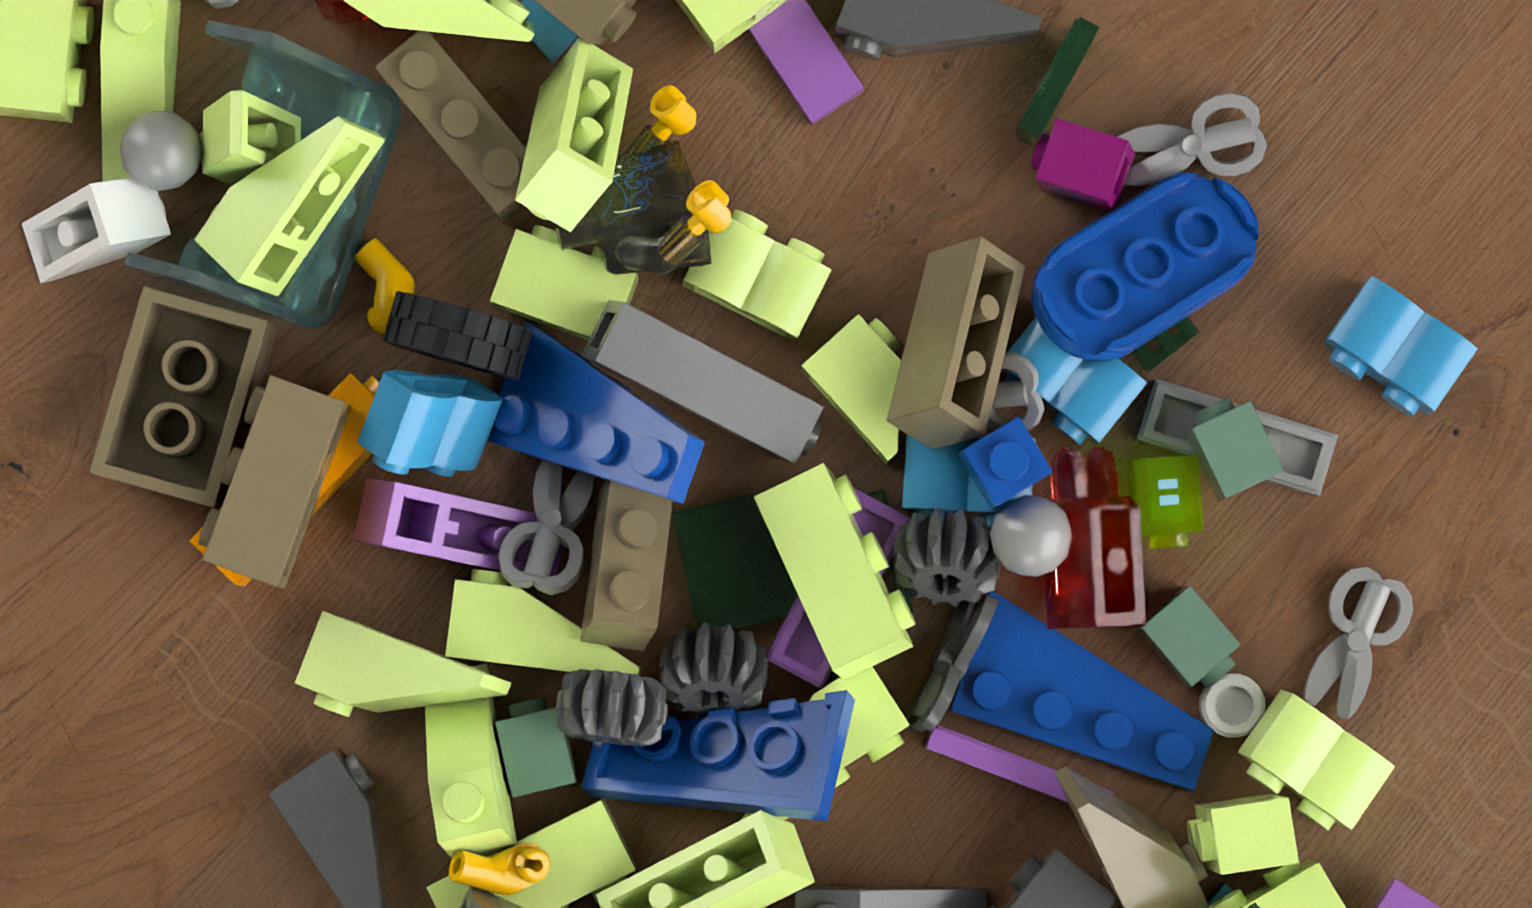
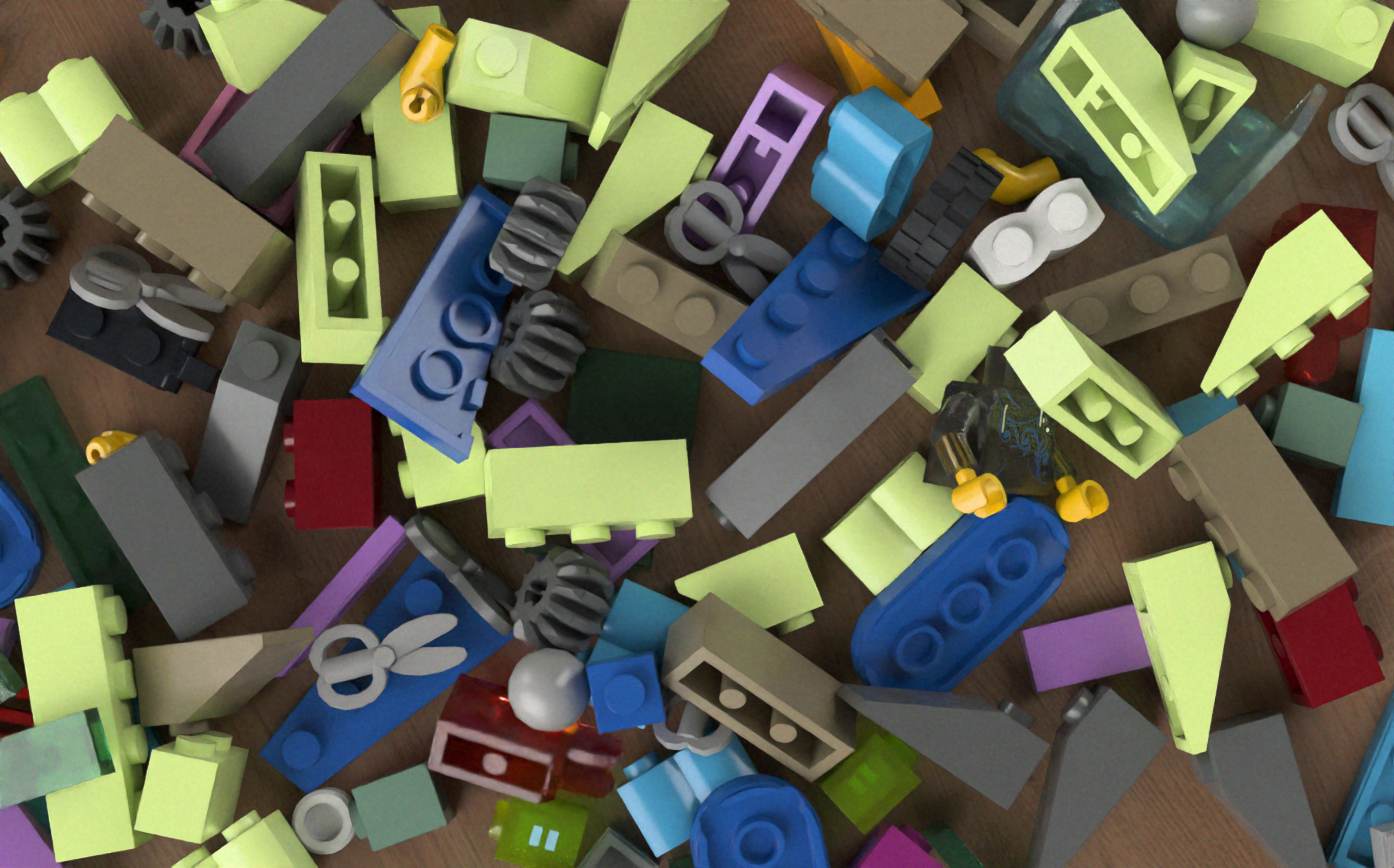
camera: 110 degrees right, 0 degrees up
(425, 237) = (1042, 232): none -> white brick
(808, 189) = (961, 598): none -> blue tile
(899, 820) = (334, 465): none -> dark red brick
(929, 146) = (960, 733): none -> dark grey slope
(1001, 212) = (871, 779): none -> clear neon green brick
(1051, 693) = (398, 653): none -> light grey piece

